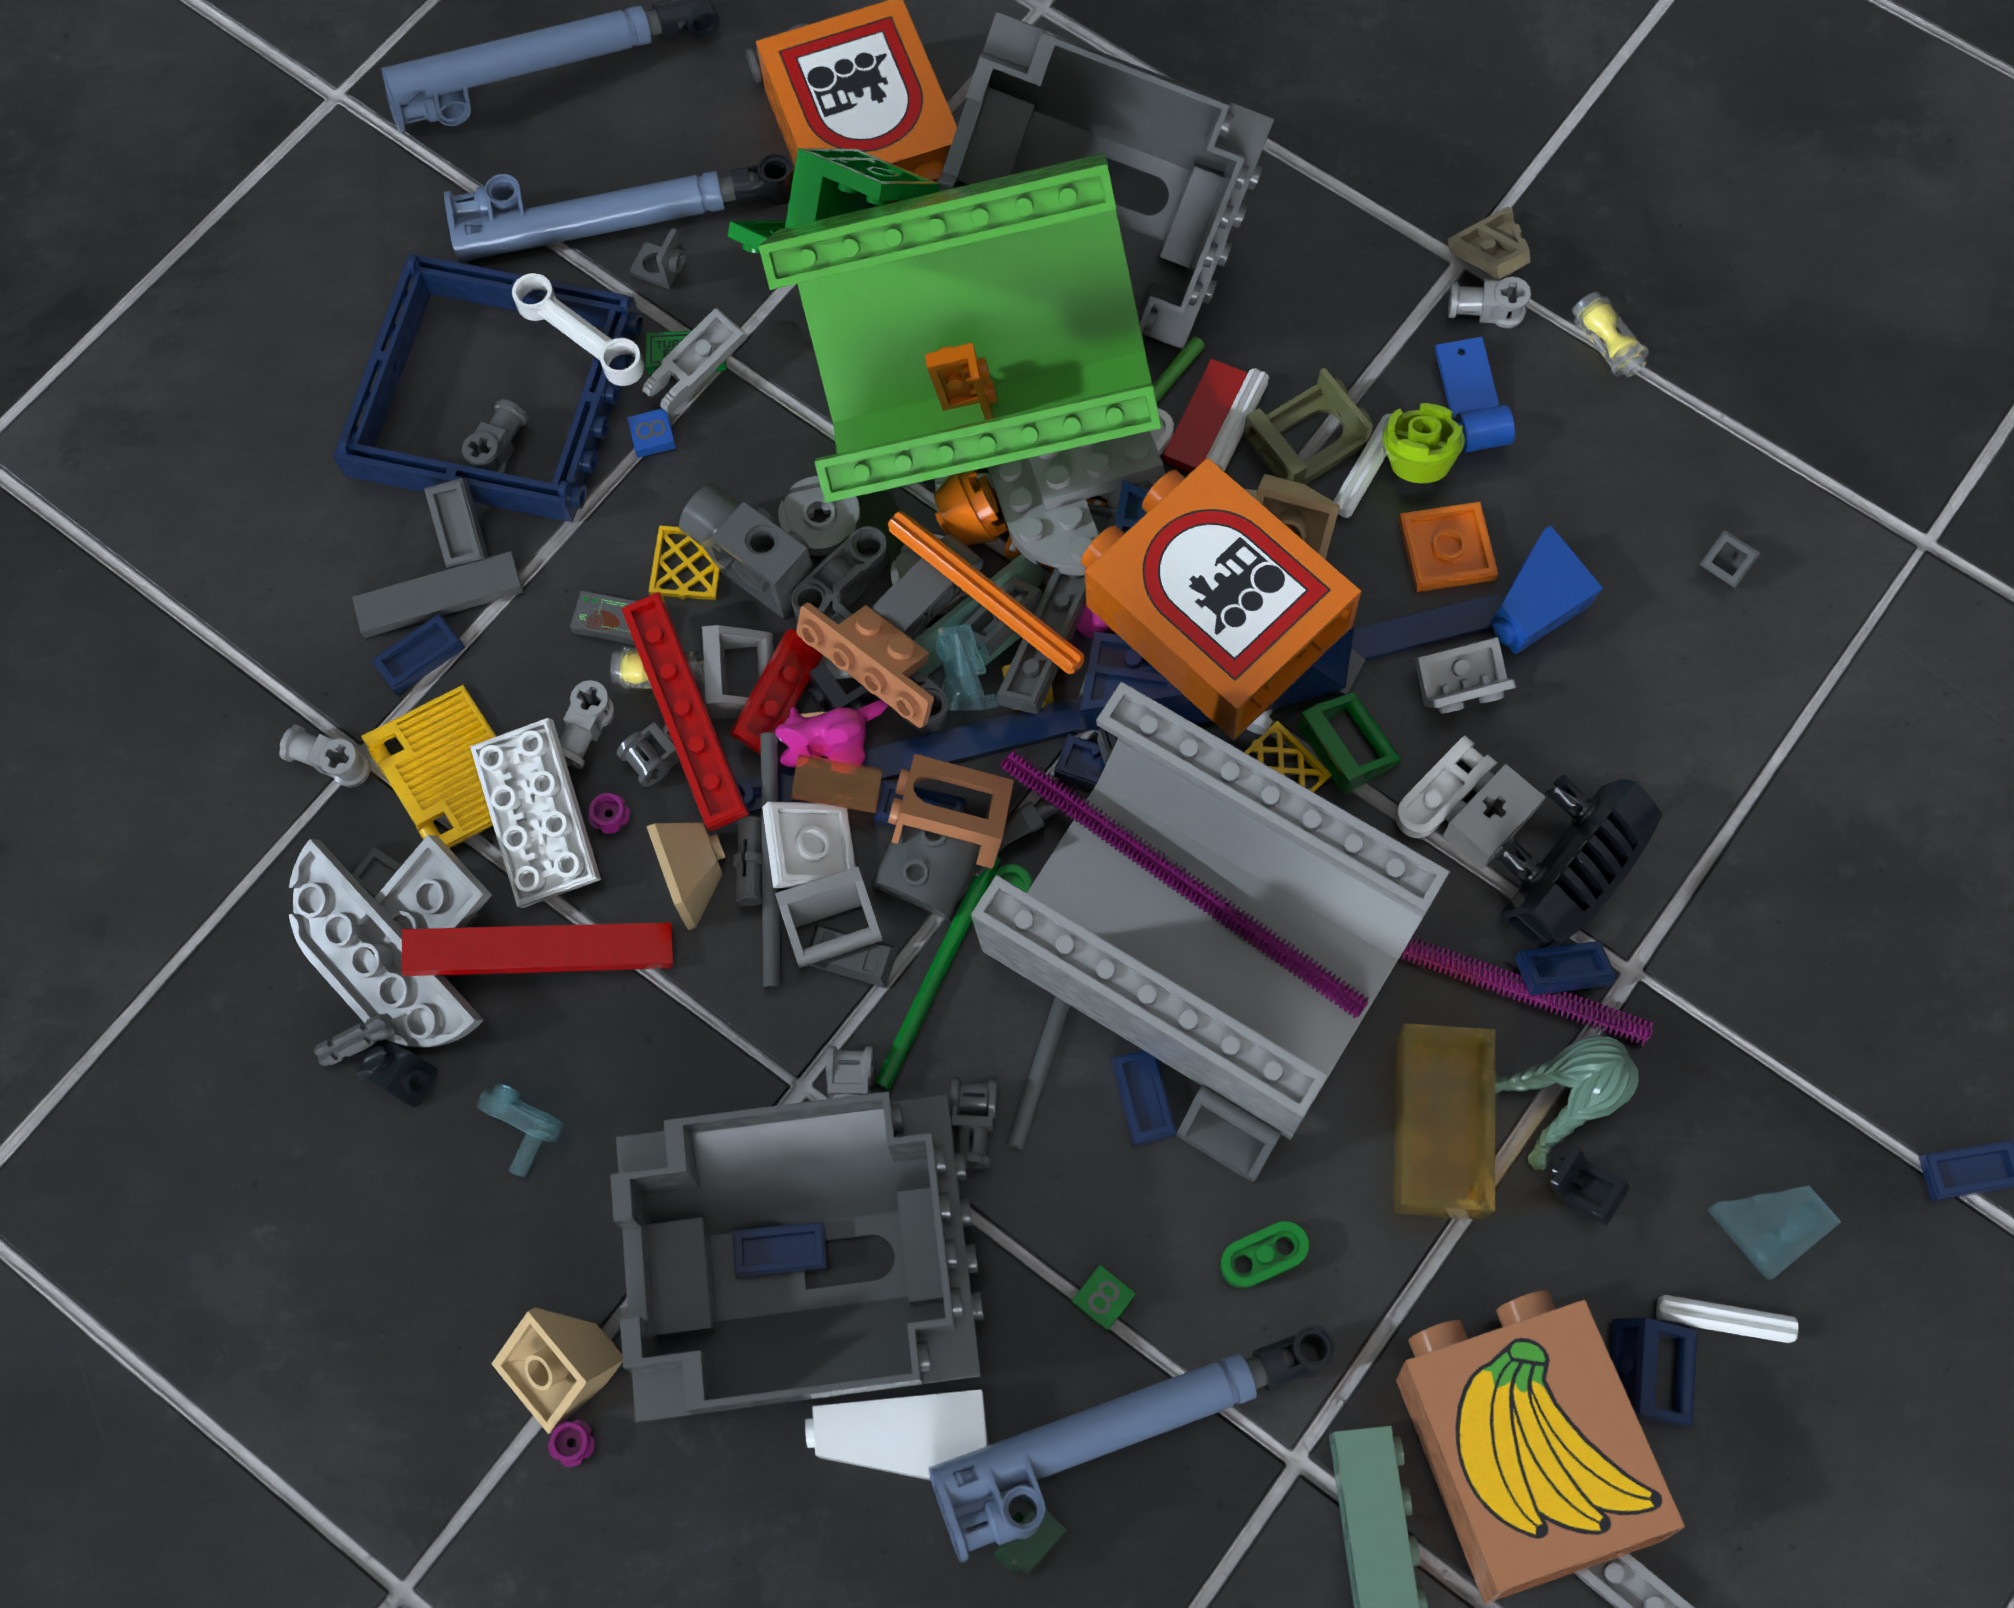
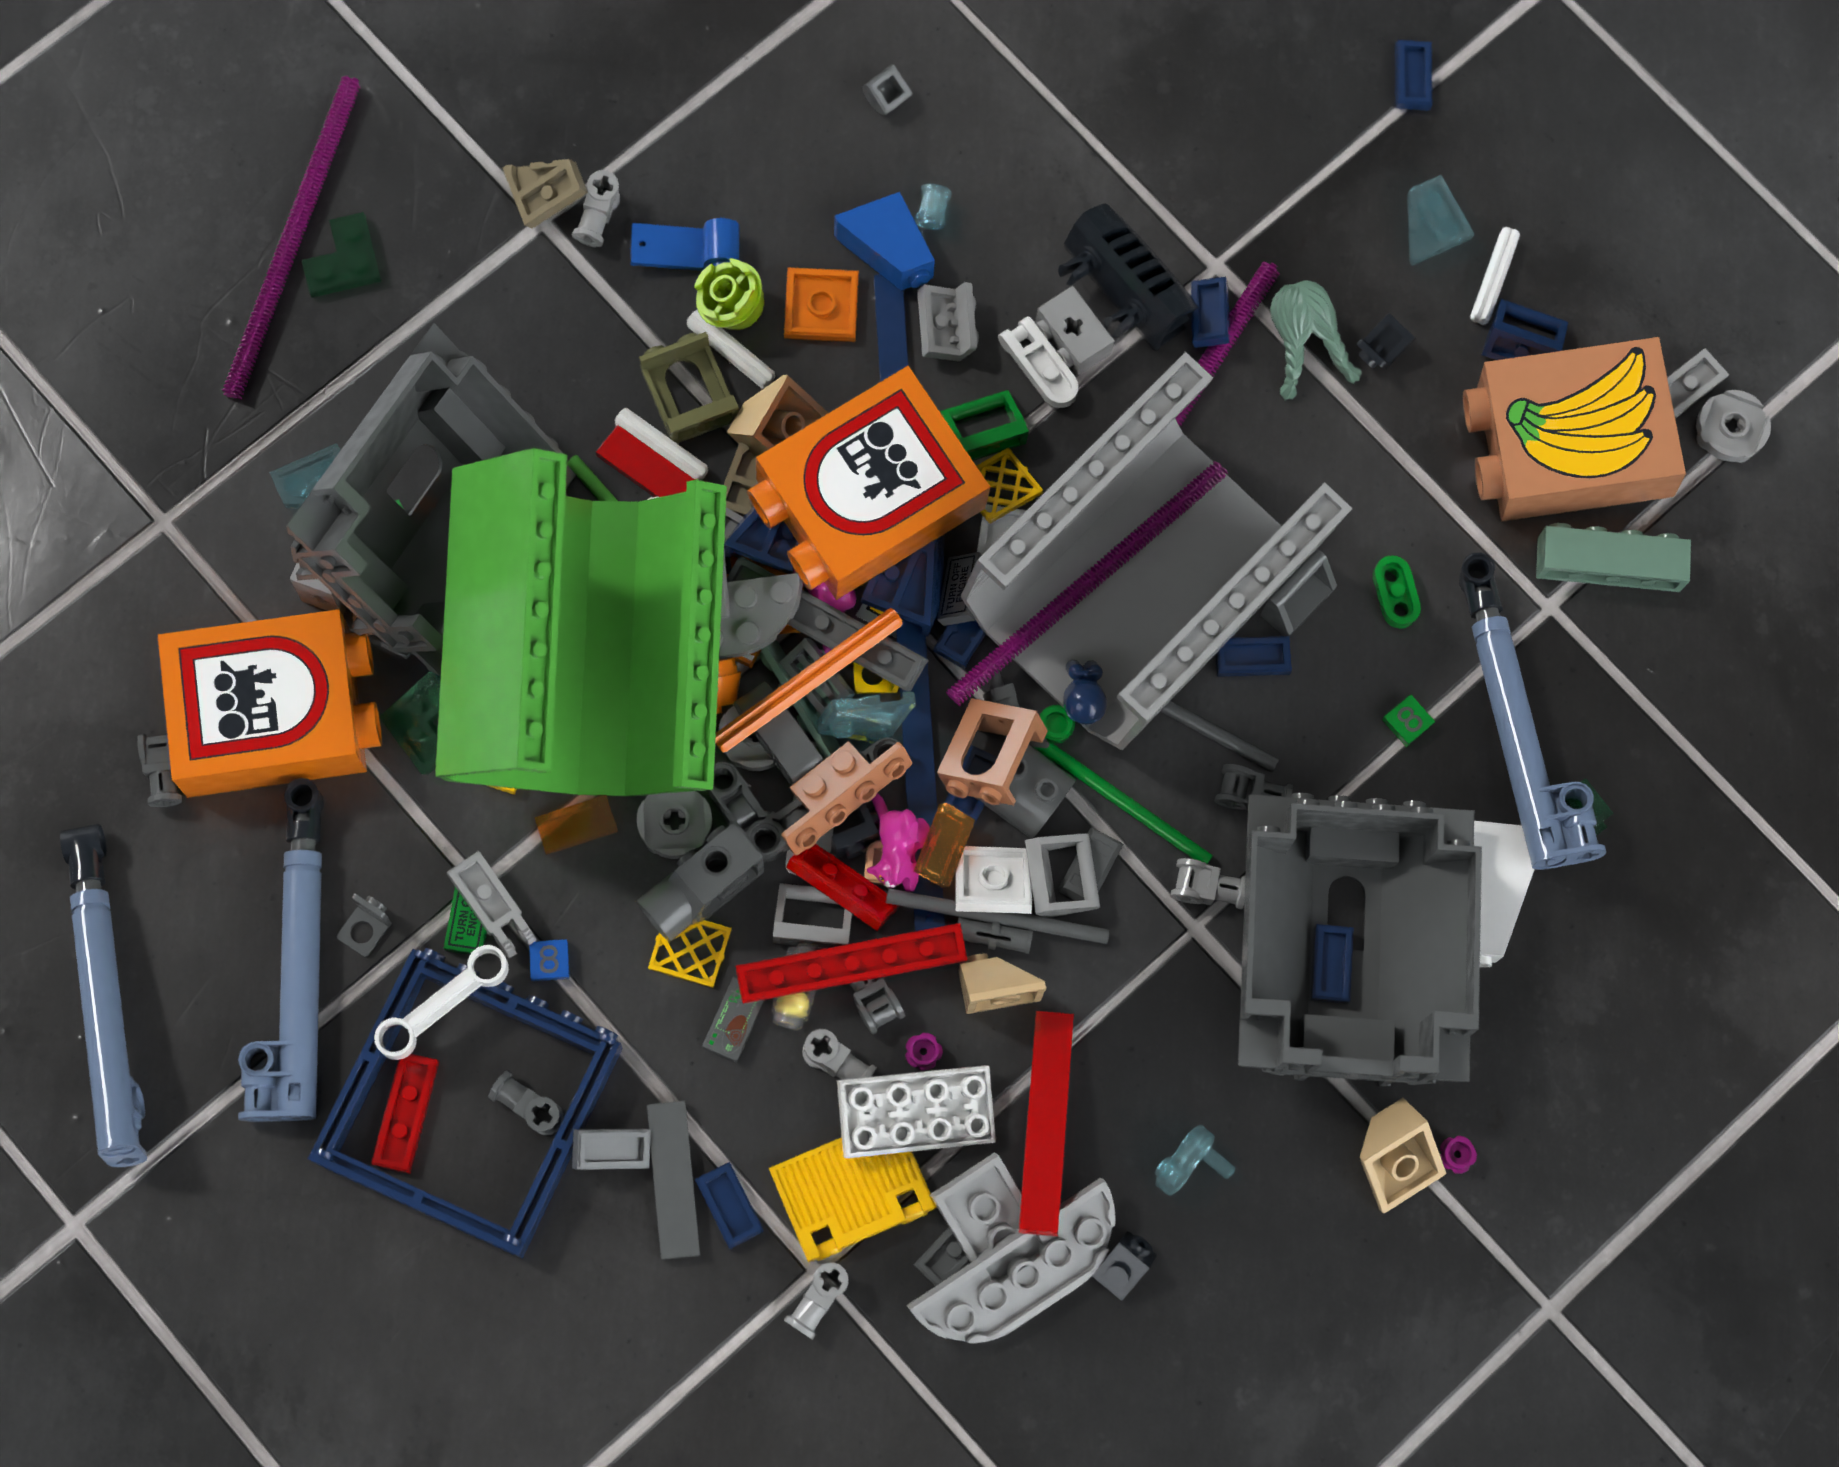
camera: 90 degrees left, 5 degrees up
(355, 1039) = (1094, 1294): dark grey axle -> none
(476, 339) = (405, 1113): none -> red tile
(800, 427) = (576, 824): none -> clear orange tile
(832, 185) = (395, 737): green bracket -> none
(961, 378) = (585, 661): orange bracket -> none
(1059, 895) = (1084, 697): none -> dark blue piece
(1362, 100) = (352, 263): none -> clear green plate
(1426, 43) = (291, 236): none -> magenta axle
(1444, 1122) = (1321, 431): clear yellow piece -> none
(1599, 321) = (639, 126): clear piece -> none
(1601, 635) = (933, 206): none -> clear light blue bush

